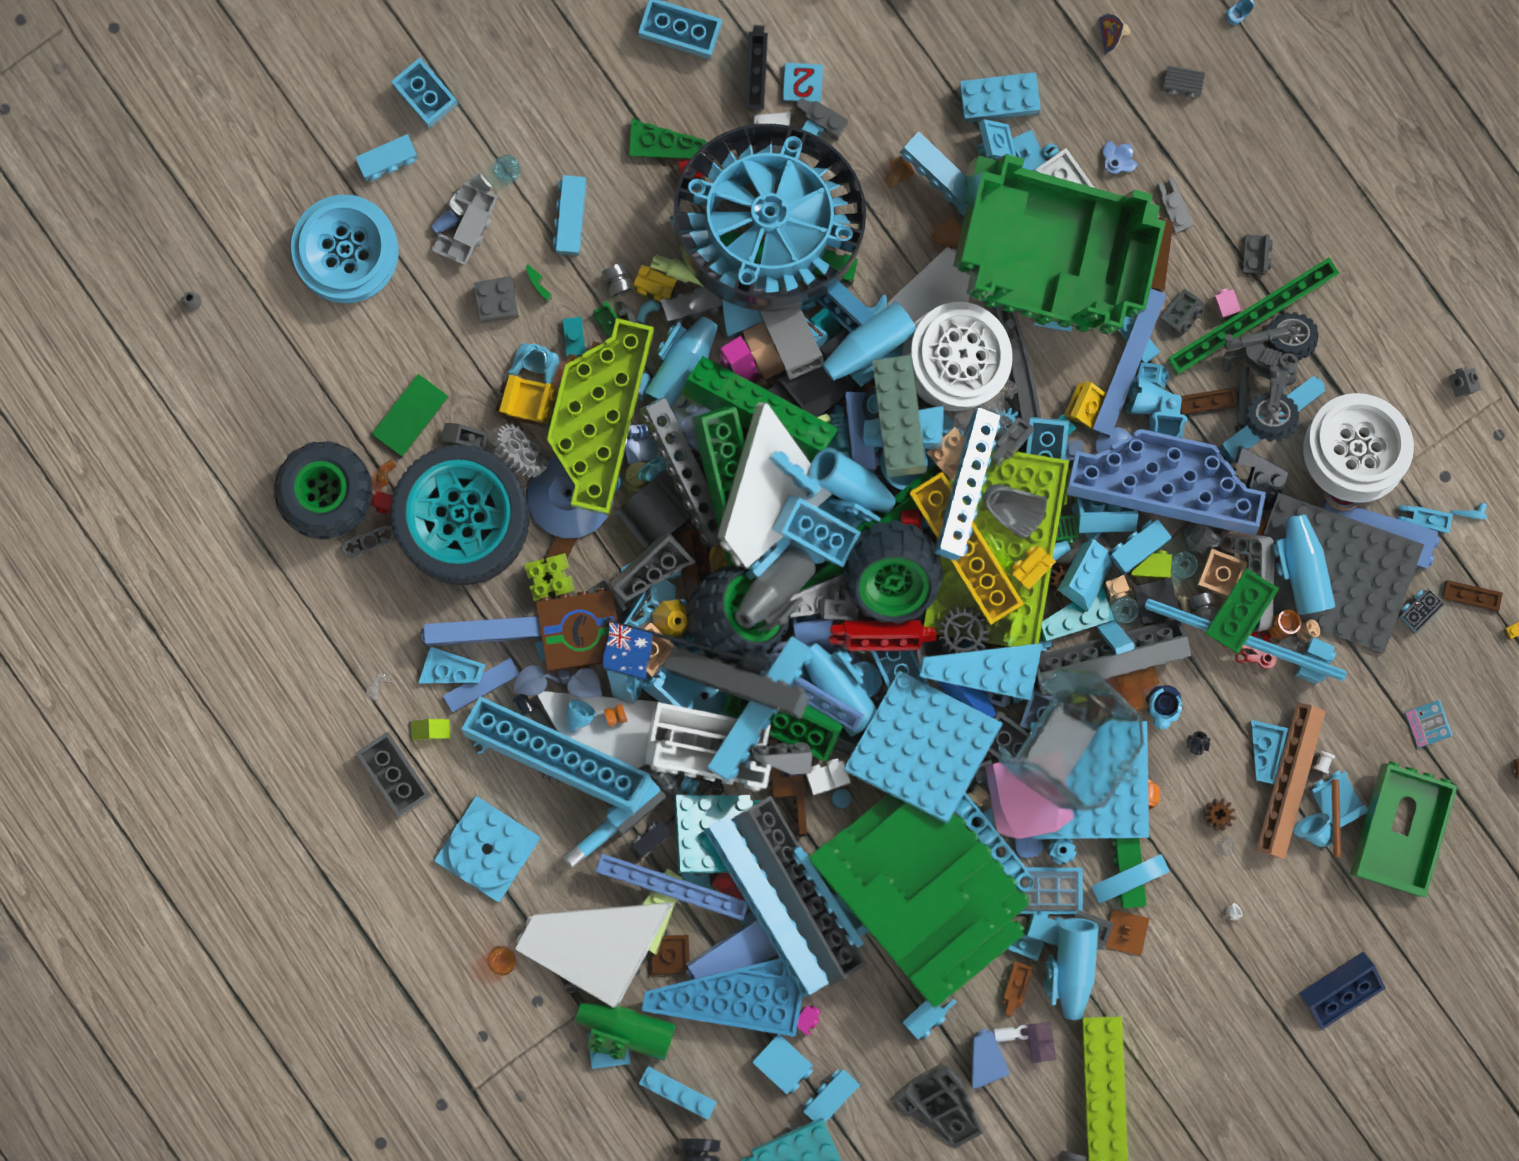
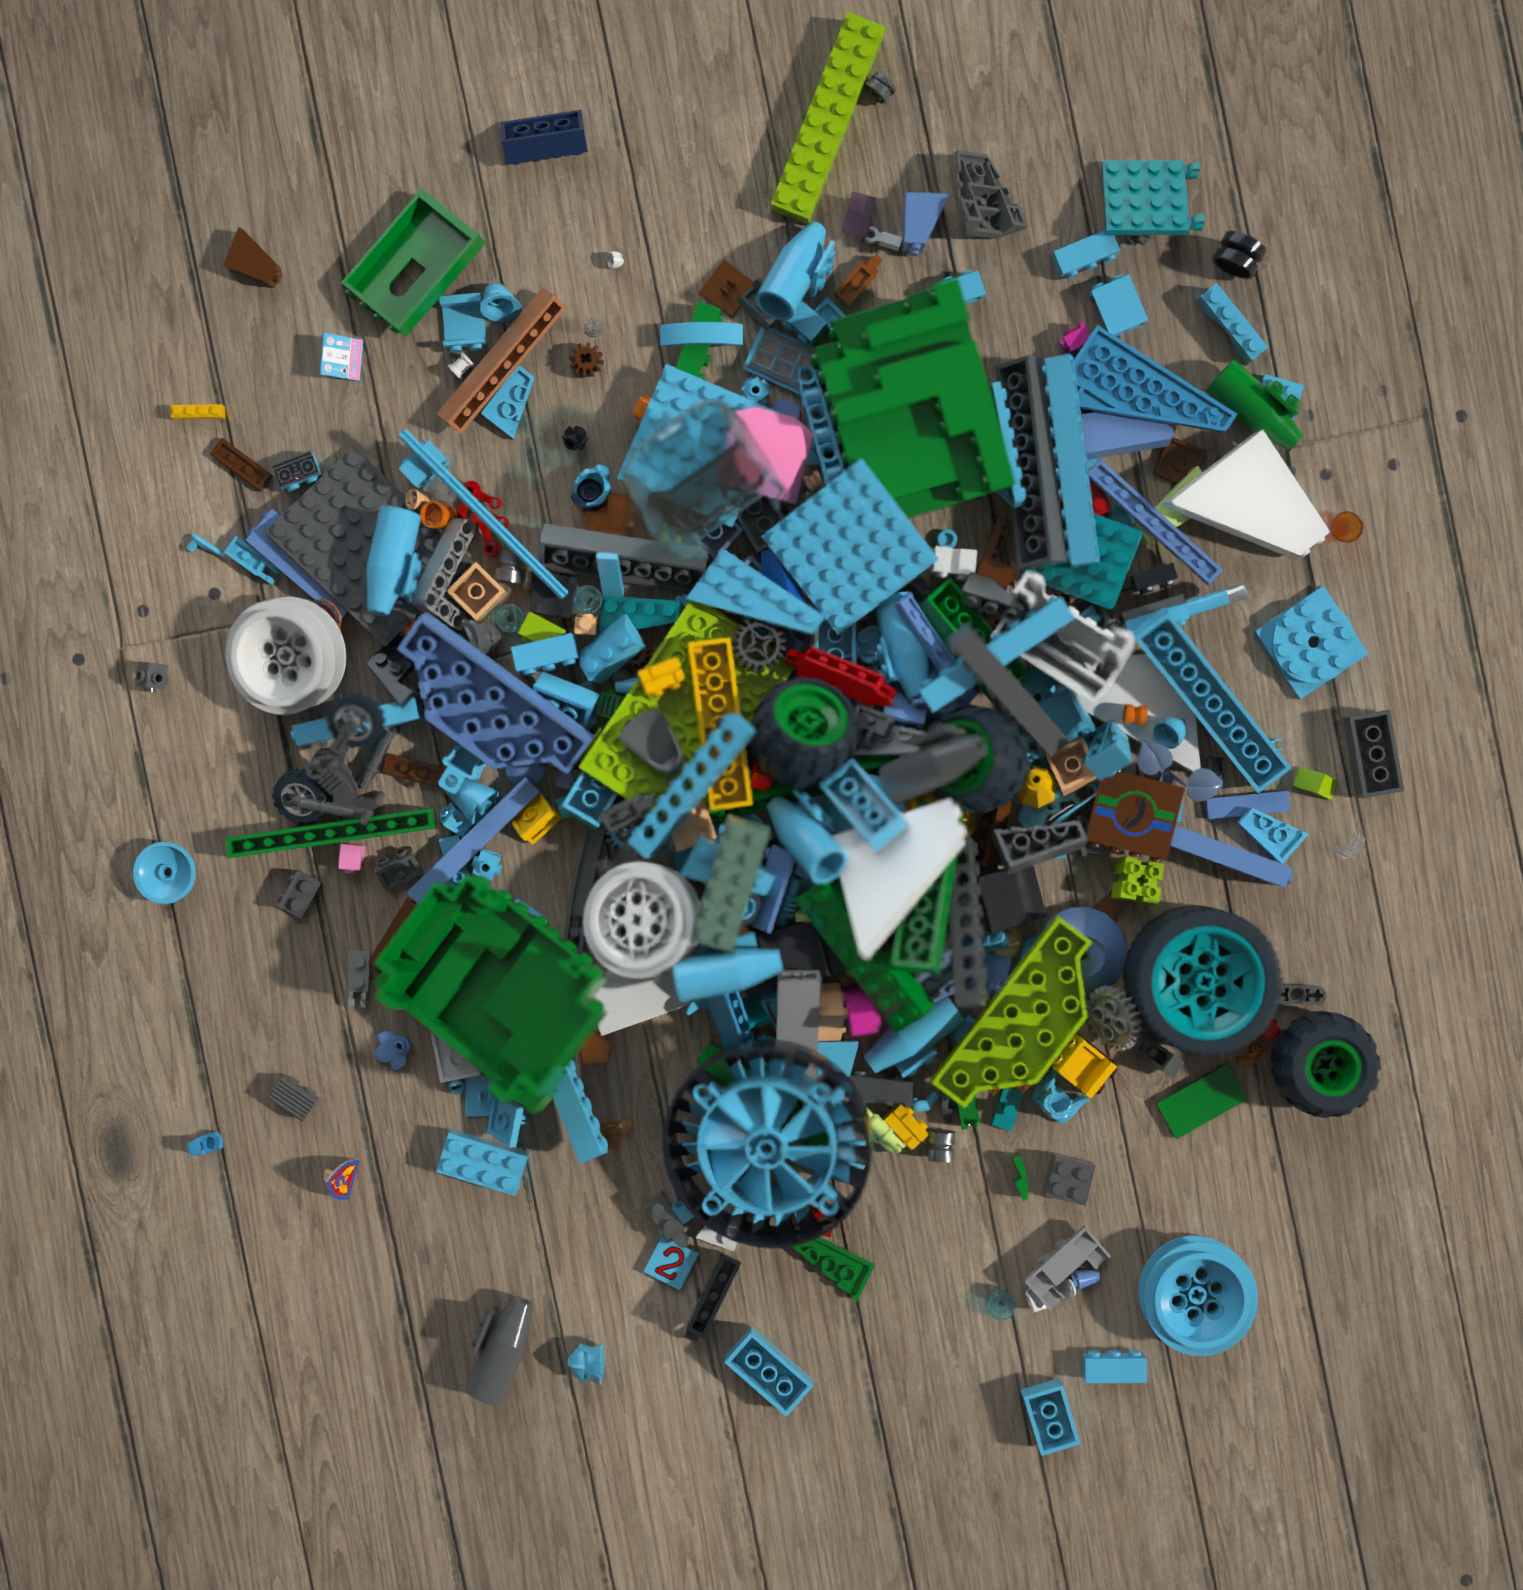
camera: 155 degrees left, 5 degrees up
(194, 303) = (1367, 1309): dark grey cone -> none
(570, 216) = (958, 1231): medium azure brick -> none
(631, 648) = (1095, 772): flag -> none
(767, 558) = (923, 799): medium azure hinge -> none
(802, 481) = (860, 871): medium azure wing -> none
(1000, 554) = (687, 705): clear neon green axle -> none
(1015, 629) = (702, 630): lime dish -> none
(1109, 354) = (487, 857): none -> medium azure brick
(1242, 611) = (474, 542): green tile -> none
(1336, 818) = (474, 302): dark orange bar -> none
(1383, 210) = (151, 876): none -> medium azure dish

